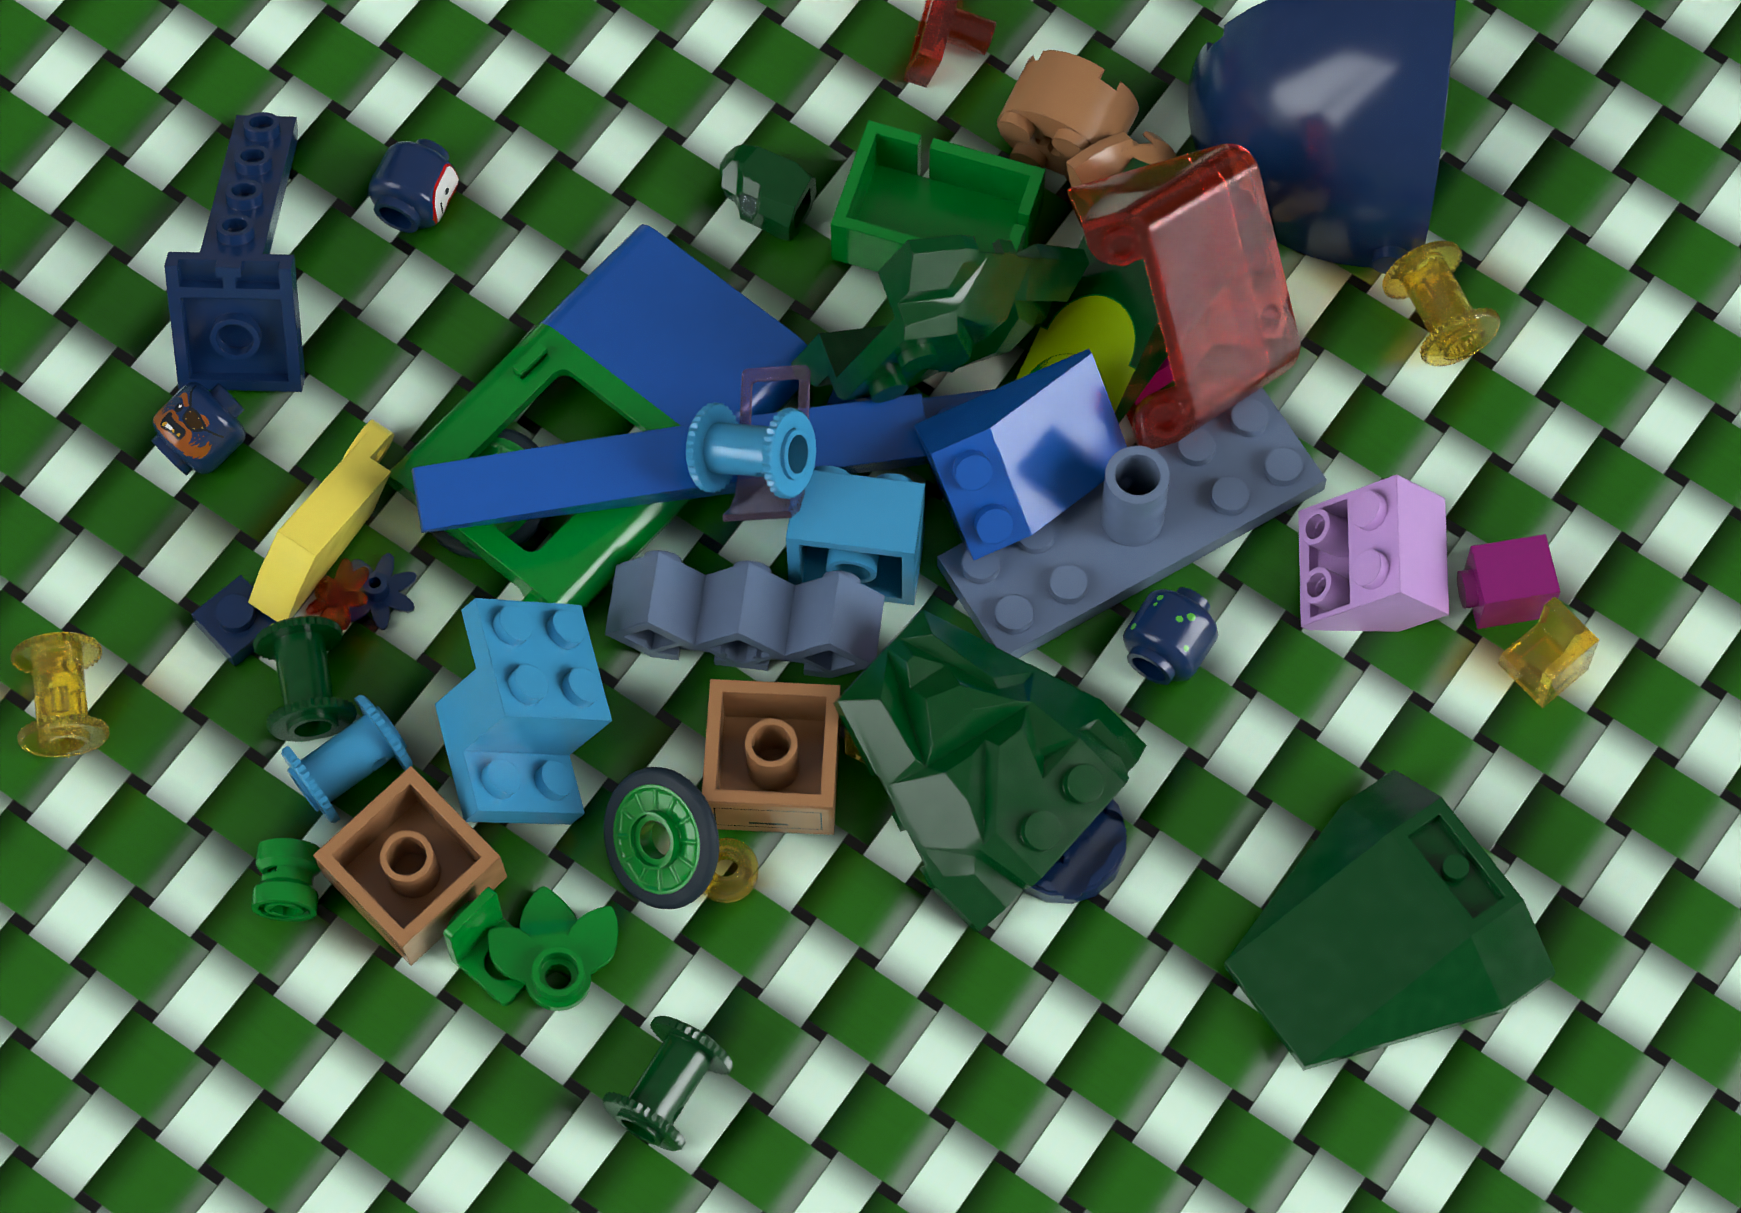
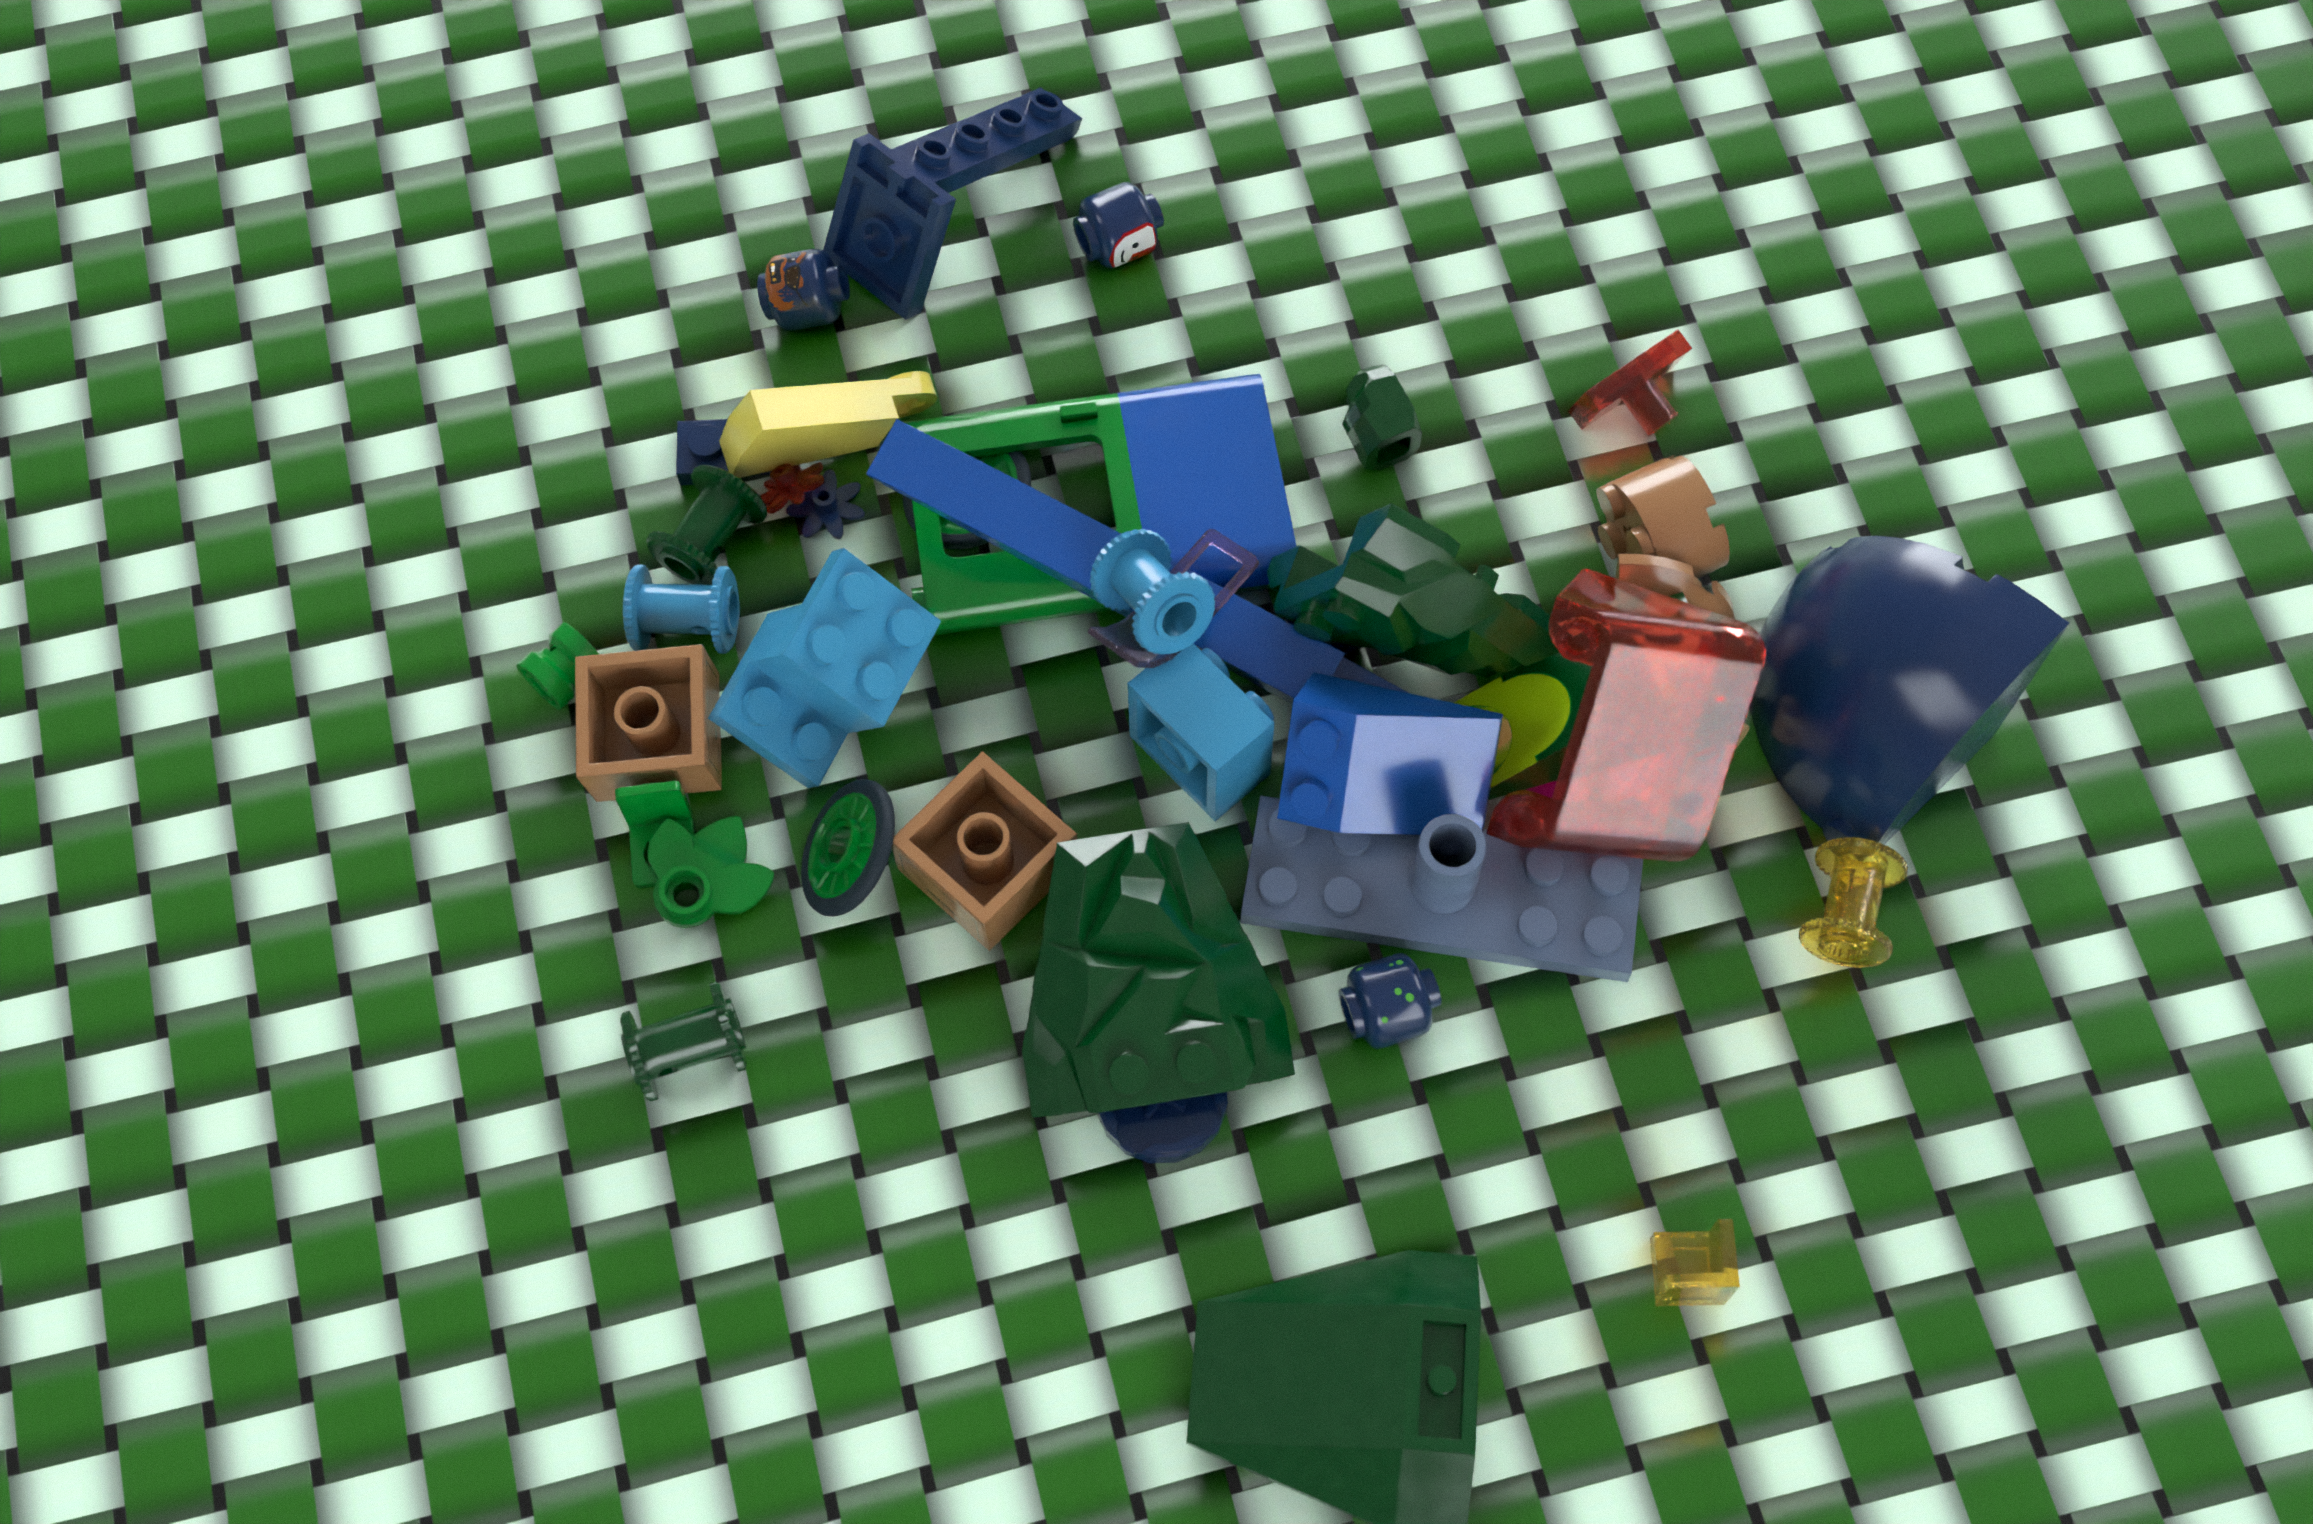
camera: 40 degrees right, 0 degrees up
(60, 694) = (529, 408): clear yellow hose -> none
(740, 883) = (892, 927): clear yellow plate -> none
(745, 615) = (1068, 726): sand blue brick -> none
(964, 195) = (1468, 494): green piece -> none
(1374, 559) = (1613, 1070): lavender slope -> none
(1508, 581) = (1711, 1175): magenta brick -> none

